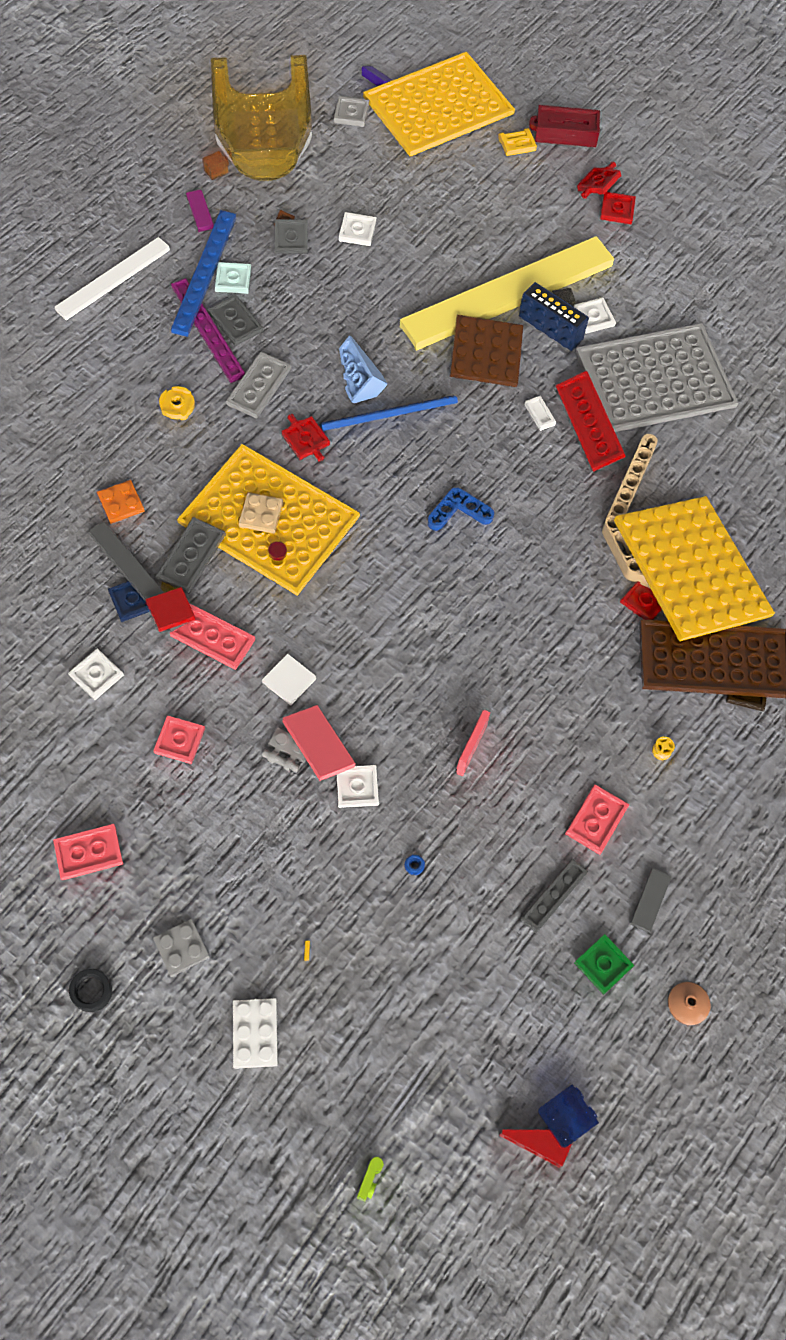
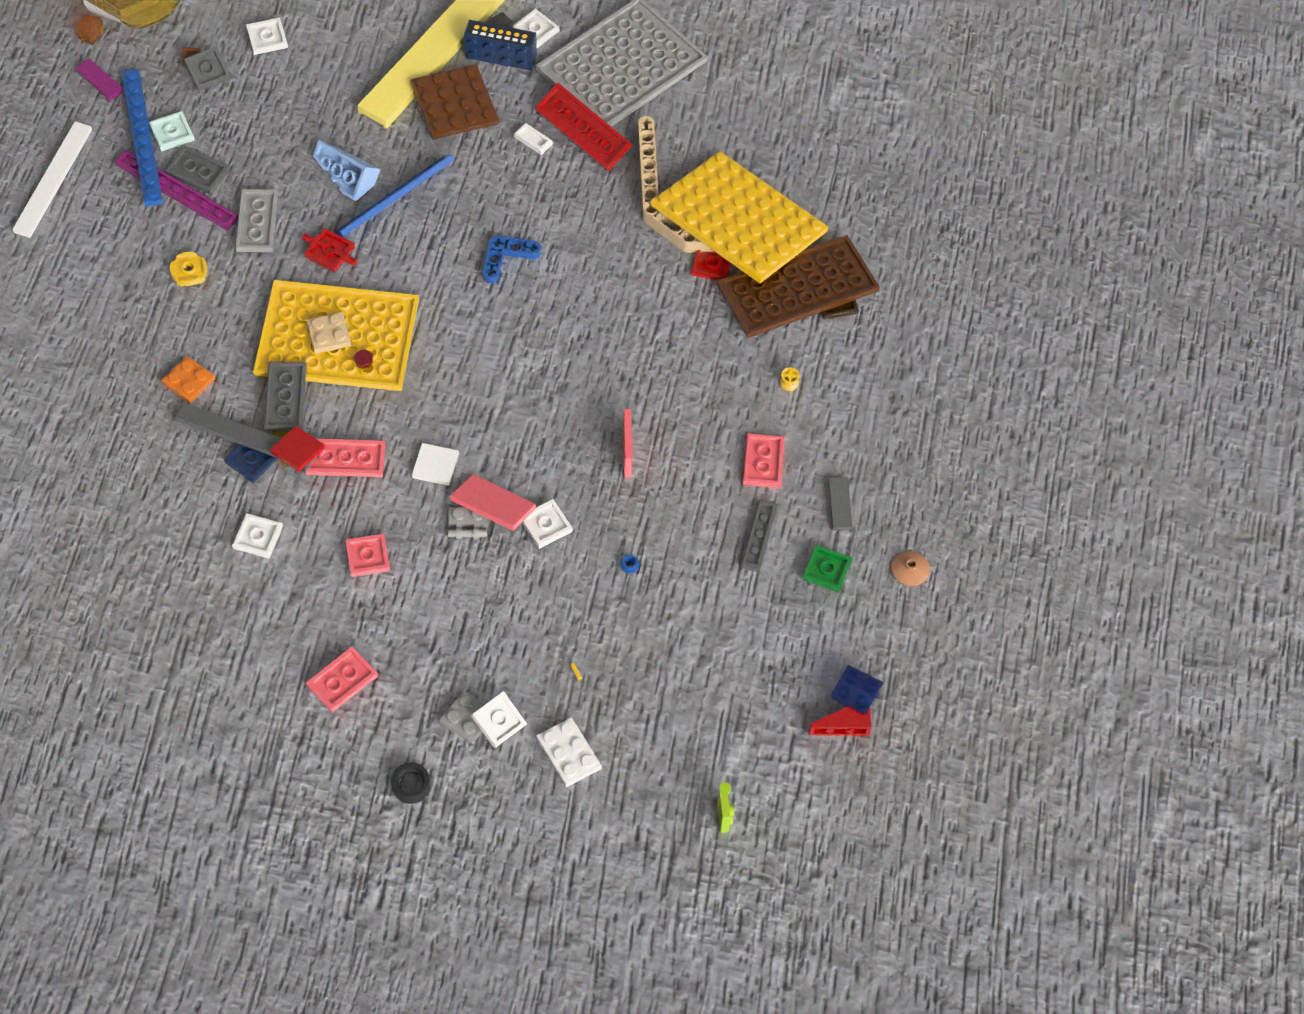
camera: 25 degrees left, 5 degrees down
(204, 967) = (498, 719): none -> white plate

